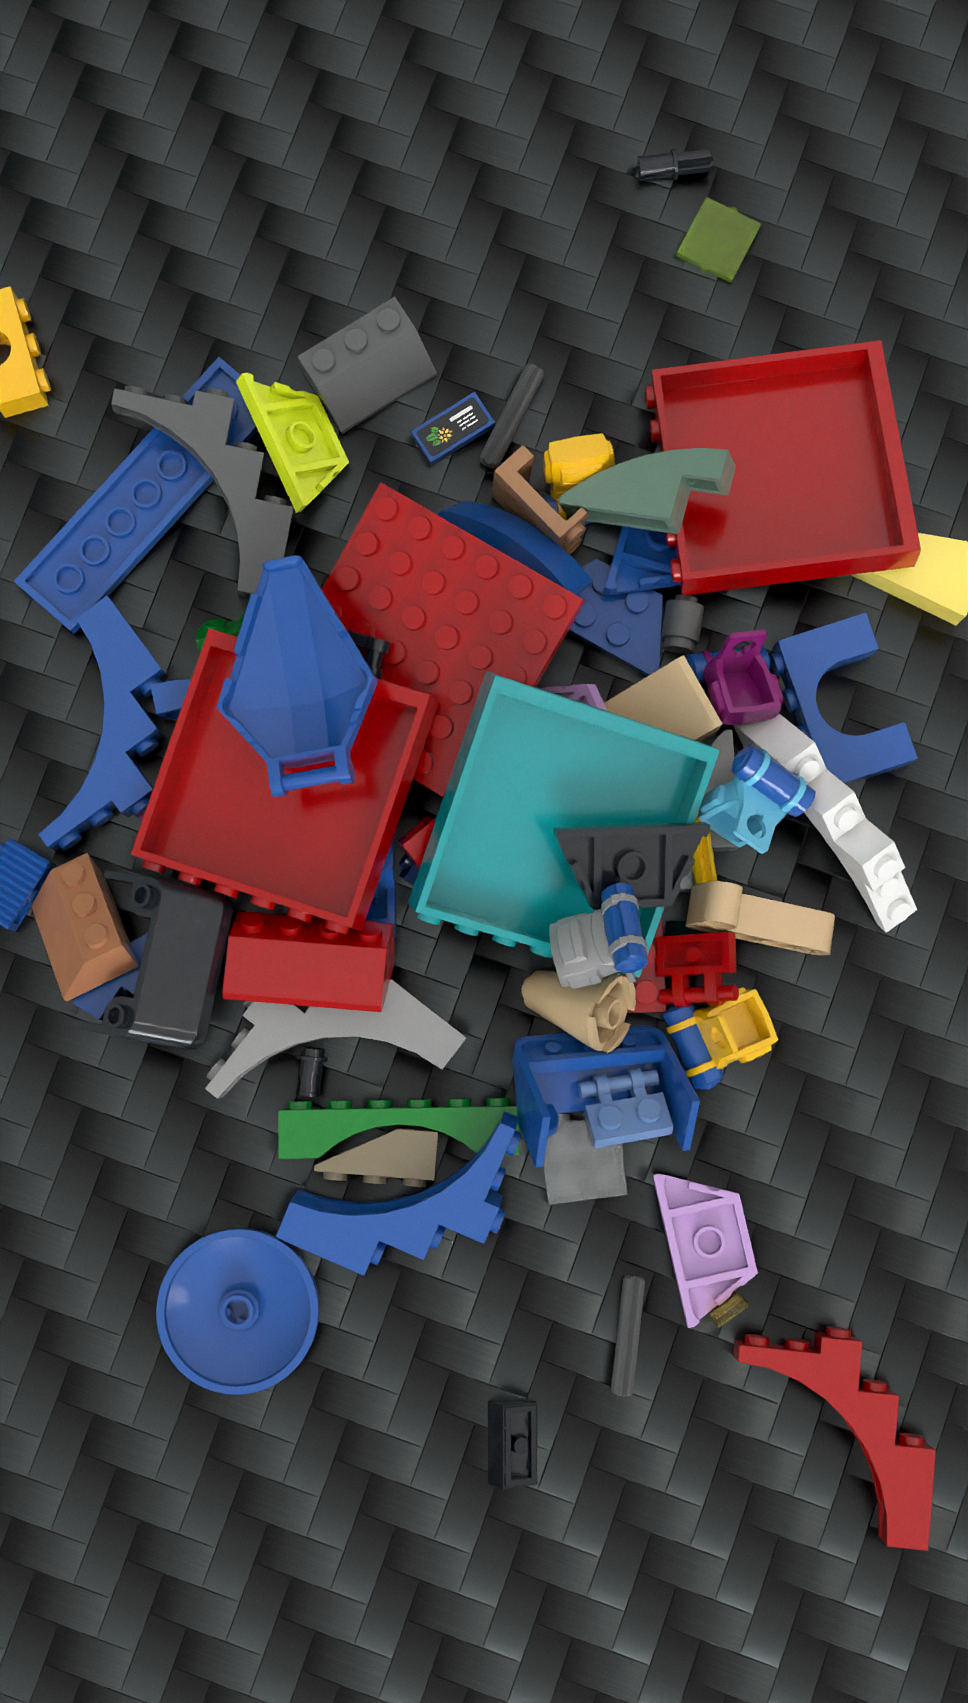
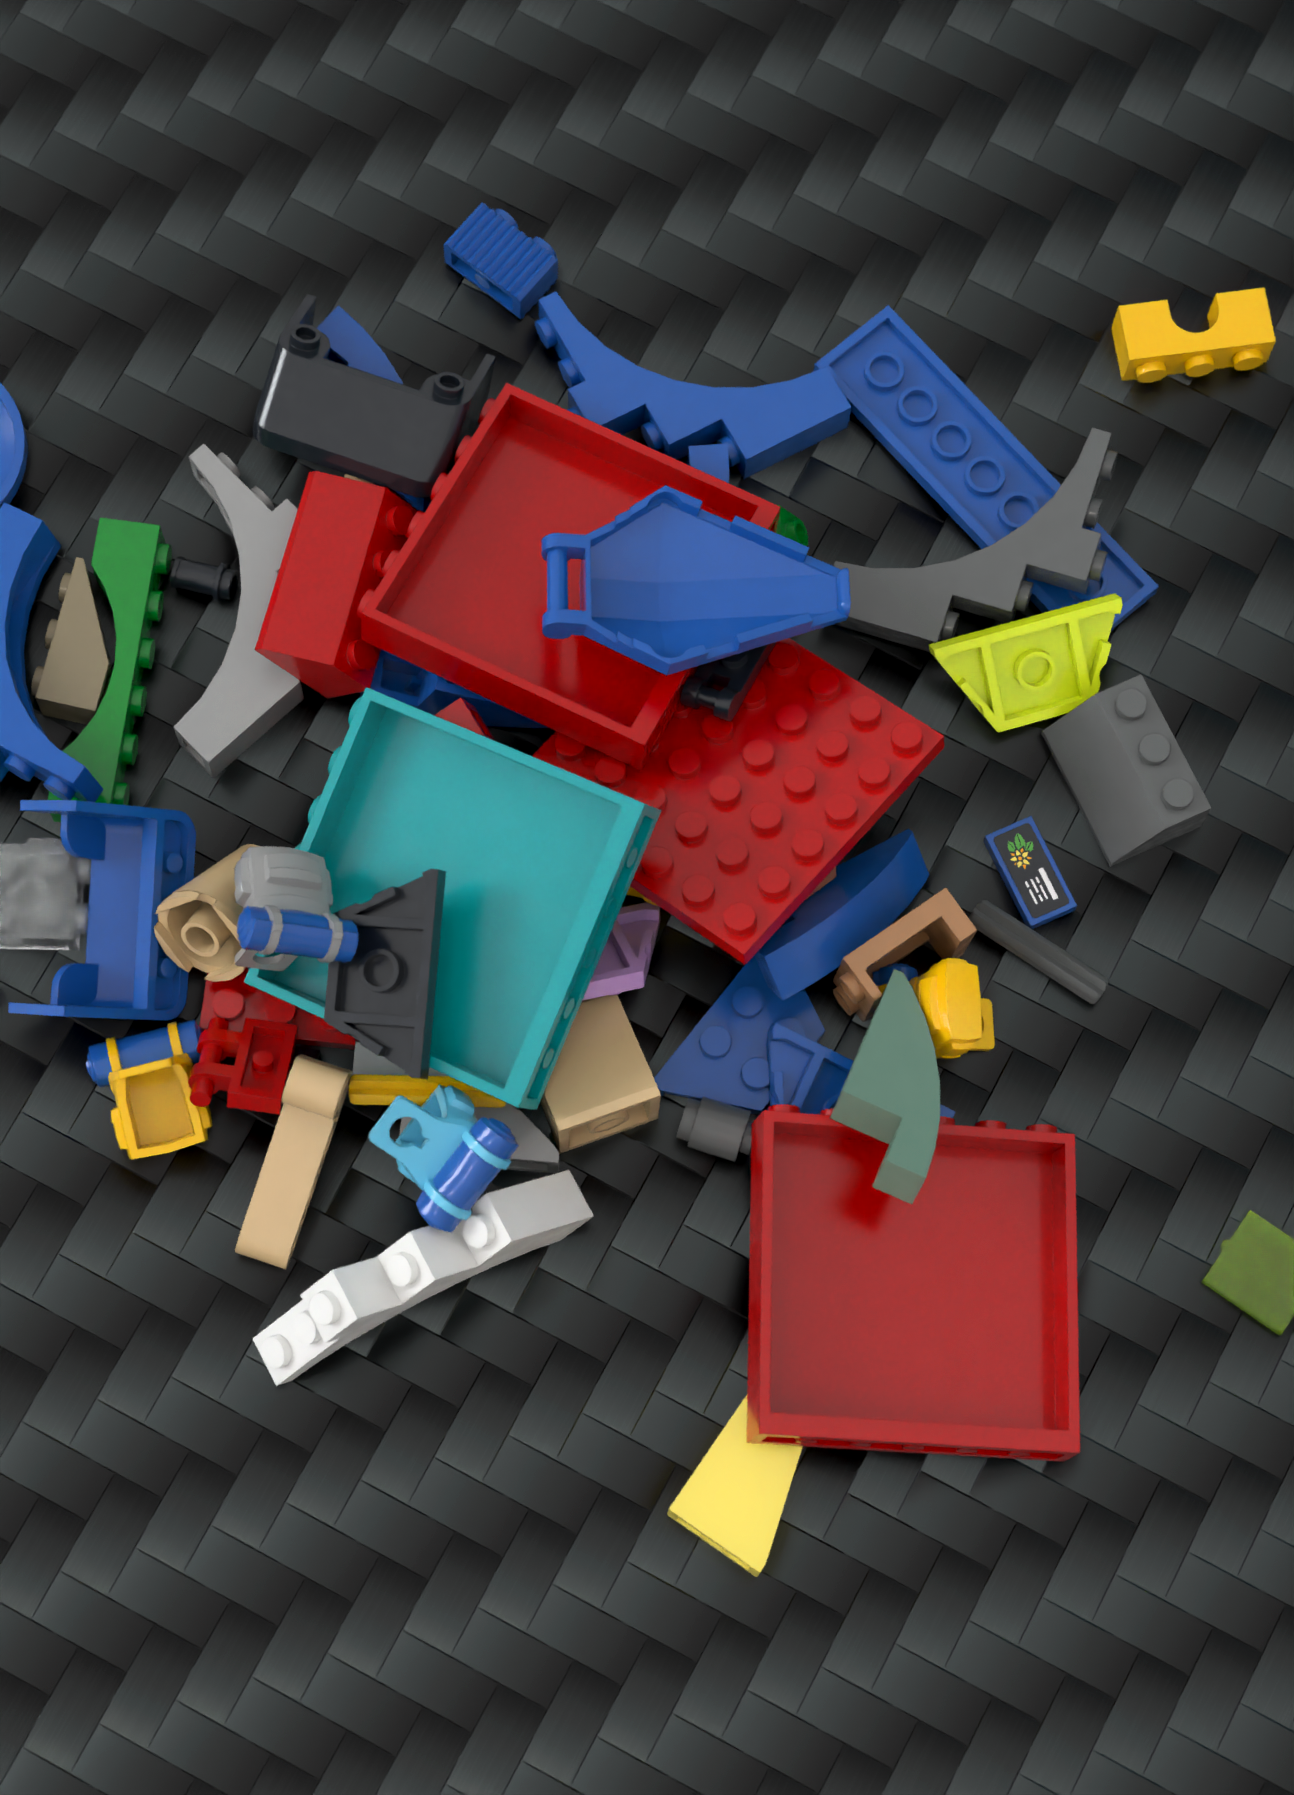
camera: 95 degrees right, 10 degrees down
(82, 928) = (430, 329): nougat slope -> none
(627, 1118) = (65, 945): medium blue plate -> none
(739, 679) = (621, 1177): magenta piece -> none
(801, 664) = (636, 1281): blue arch -> none

